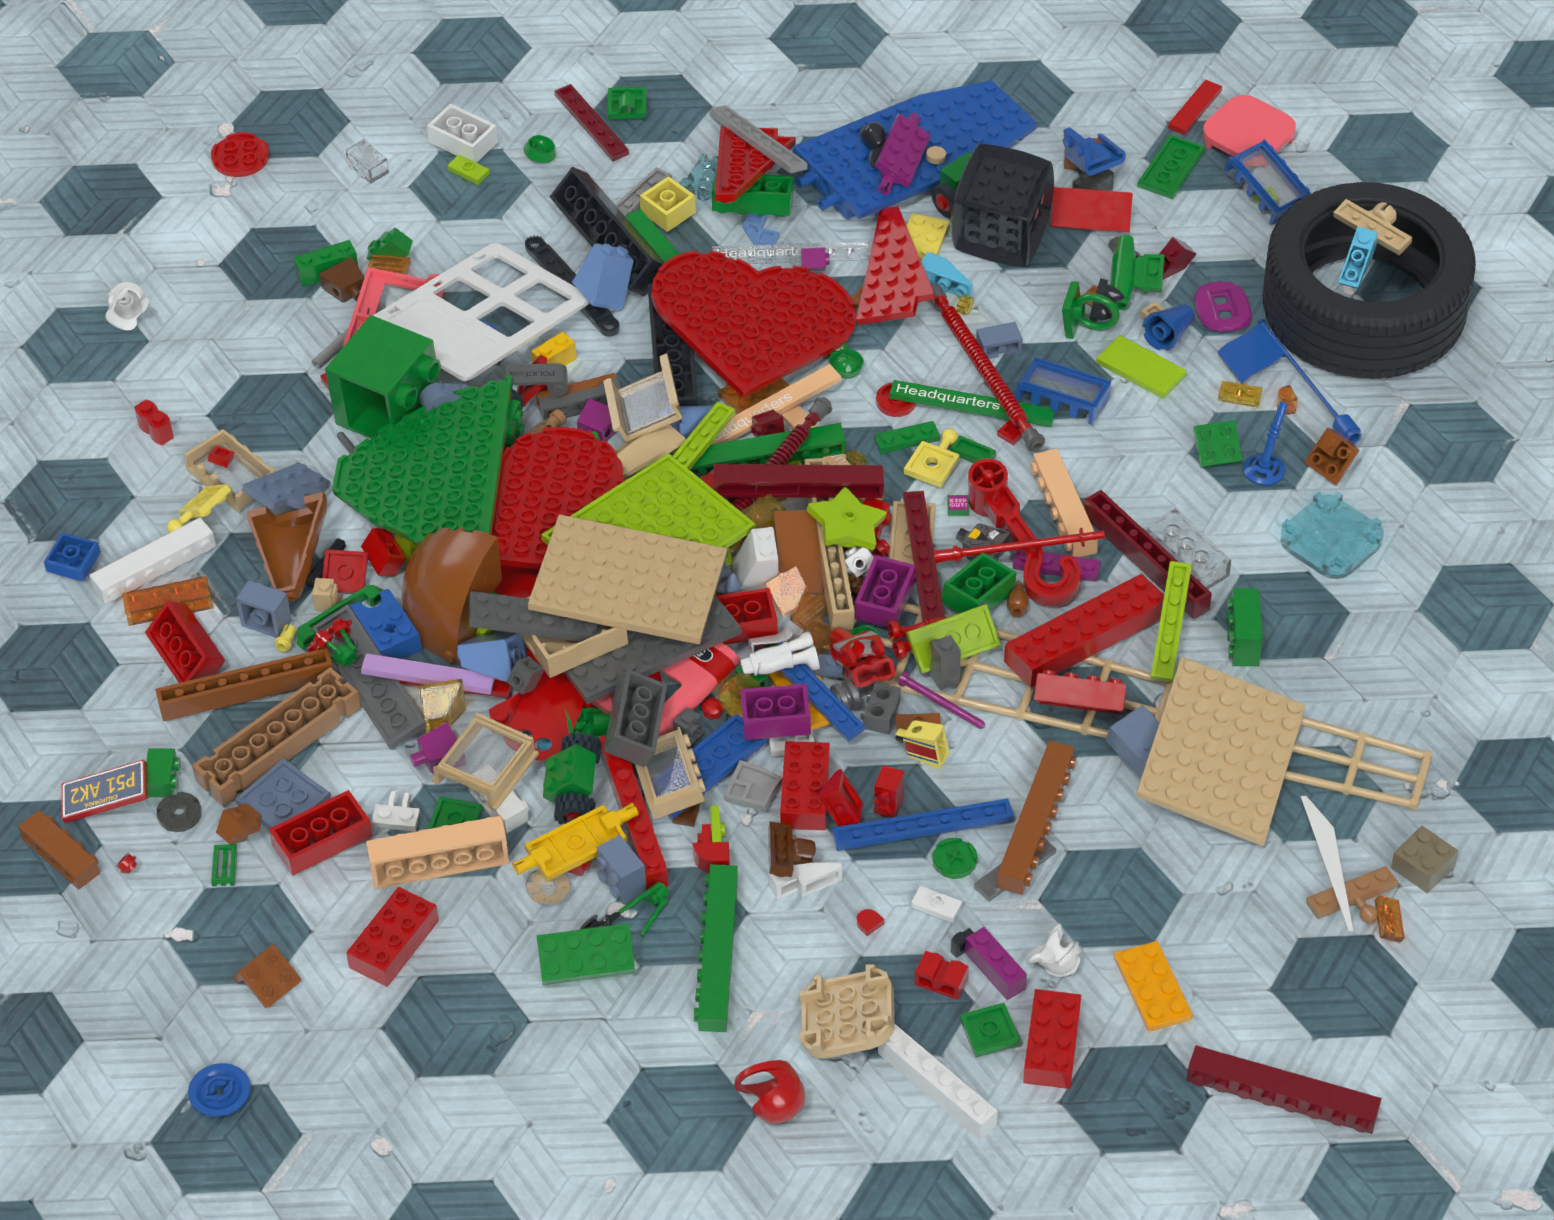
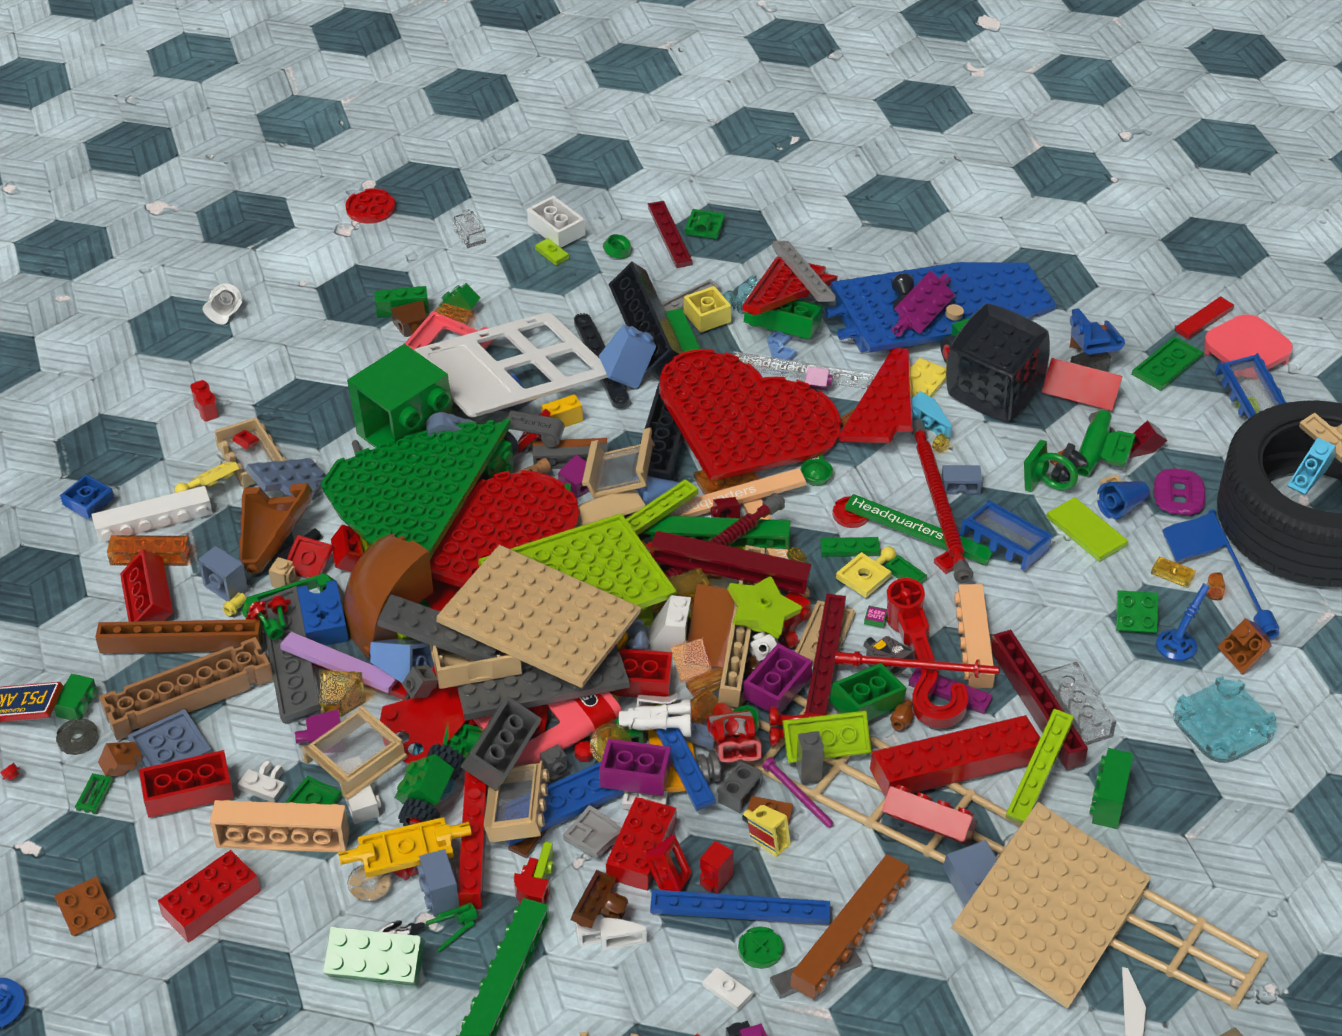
camera: 15 degrees right, 5 degrees down
(869, 921) = (656, 989): red tile -> none

